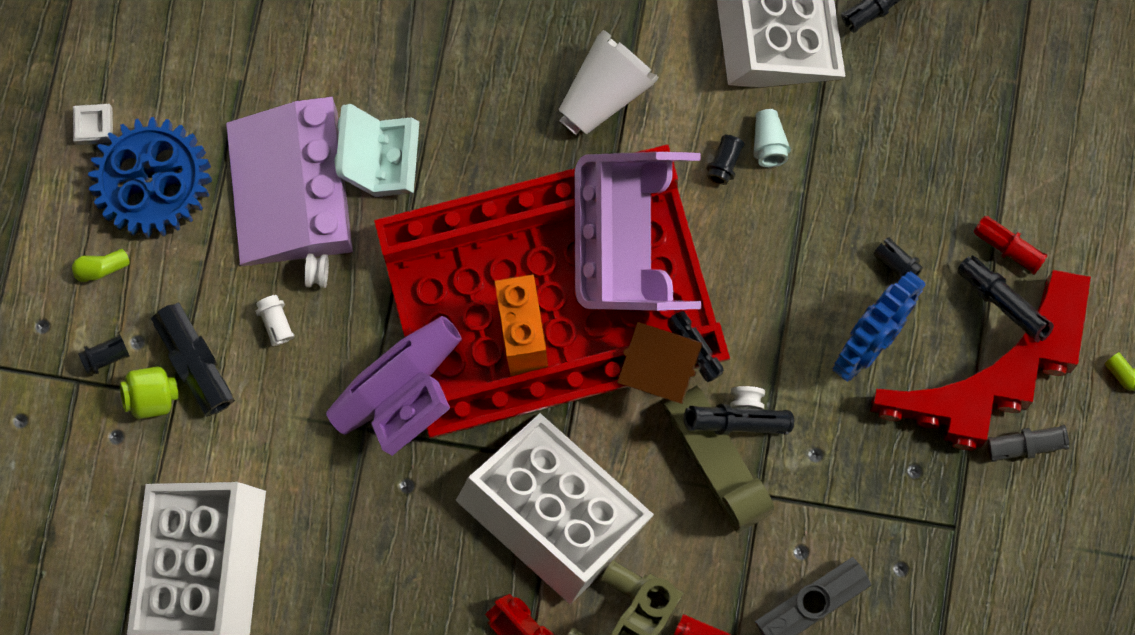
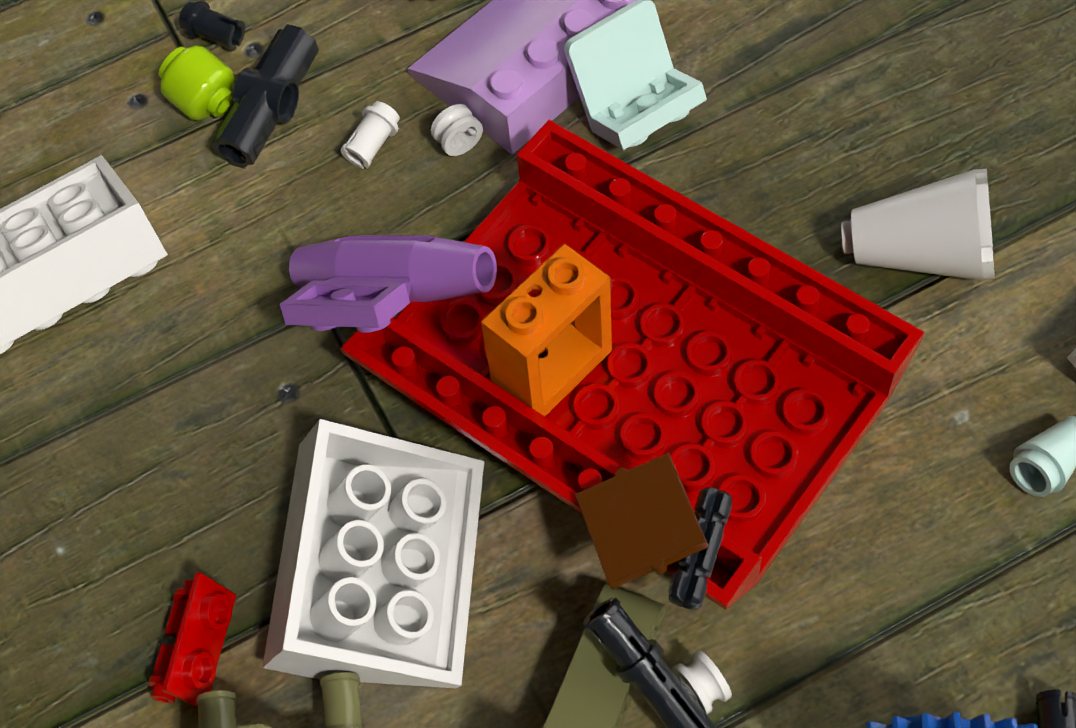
camera: 55 degrees right, 15 degrees down
(616, 231) = (773, 350): lavender windscreen -> none
(723, 164) = (976, 426): black pin -> none

